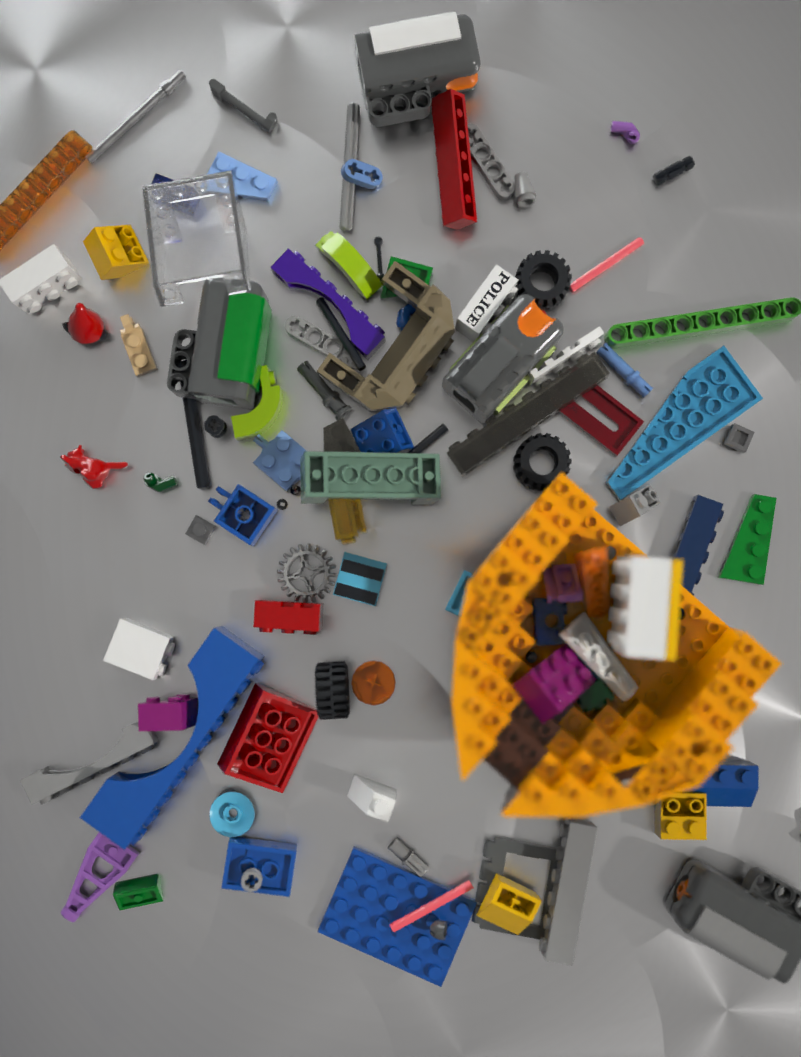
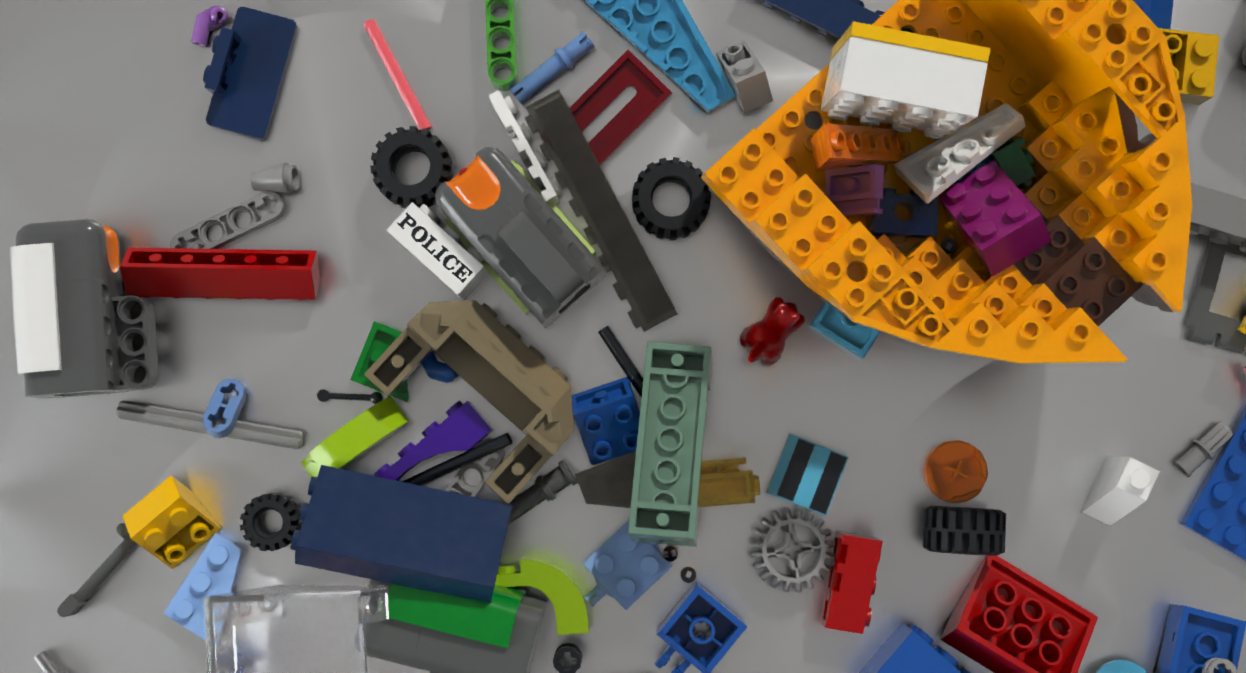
camera: 85 degrees left, 0 degrees up
(280, 147) = (170, 522): none -> yellow slope
(281, 204) = (252, 516): none -> black tyre
(288, 299) = (401, 533): none -> dark blue brick
(453, 541) = (769, 335): none -> red animal
(596, 161) = (248, 71): none -> dark blue bracket

